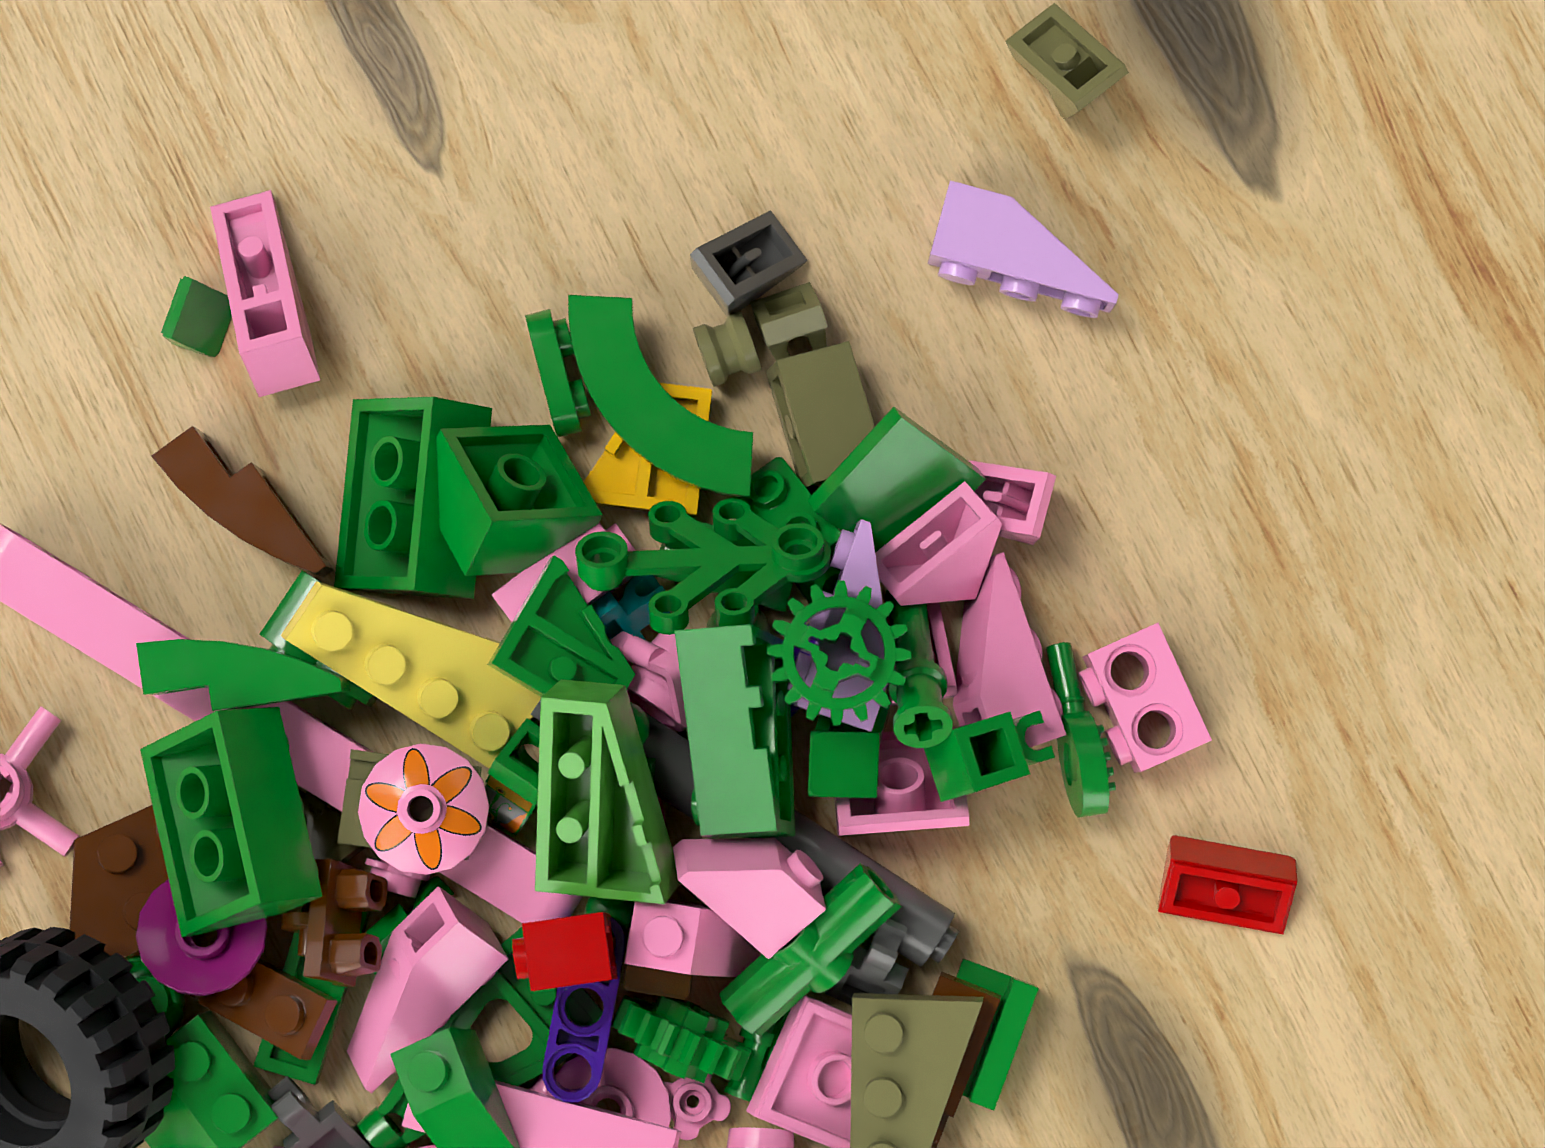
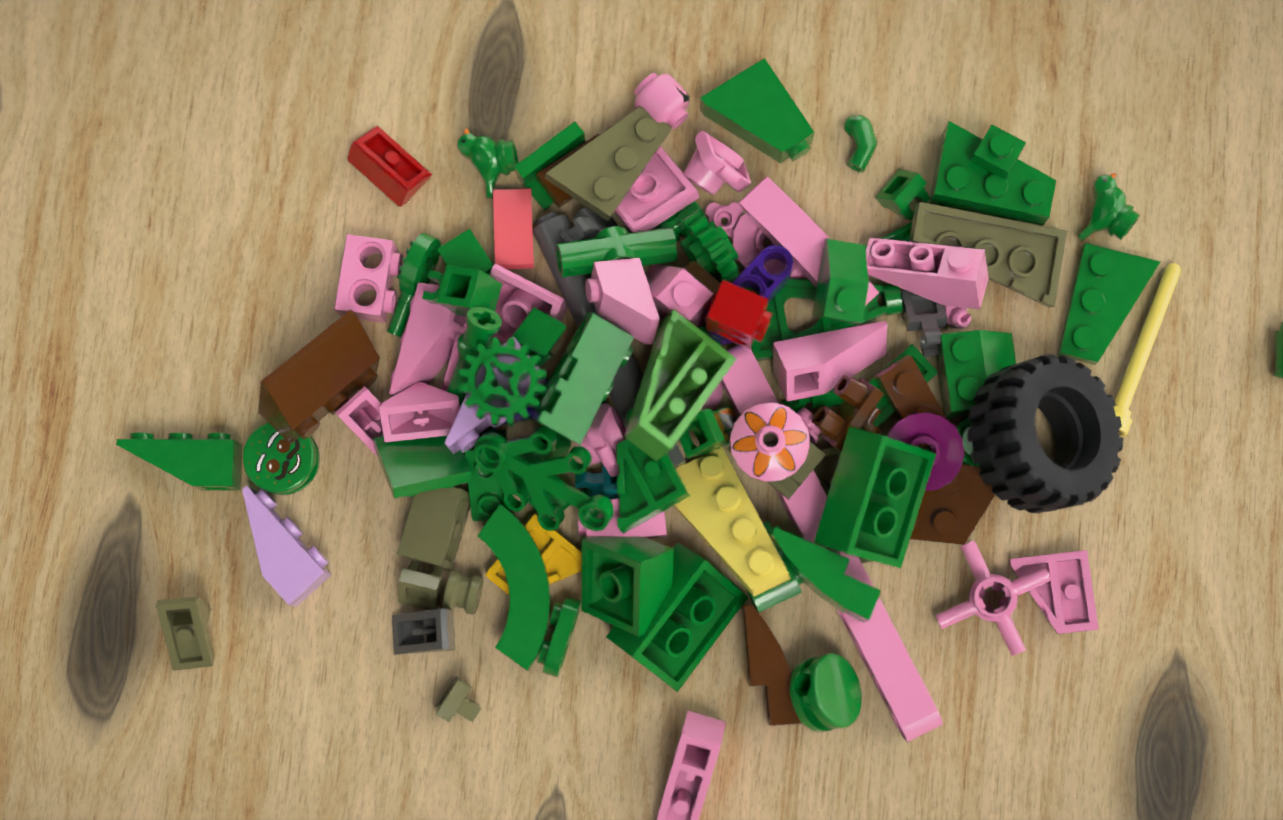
camera: 140 degrees left, 5 degrees down
(144, 517) = (825, 692): none -> green head
(197, 318) = (732, 787): green slope -> none
(641, 199) = (456, 701): none -> olive tile
(985, 900) = (513, 228): none -> coral slope
(1019, 813) = (465, 252): none -> green brick
(1088, 984) = (488, 157): none -> green animal
(1099, 375) = (277, 464): none -> green head
(1107, 508) = (318, 379): none -> reddish brown slope
(1214, 291) = (202, 463): none -> green slope

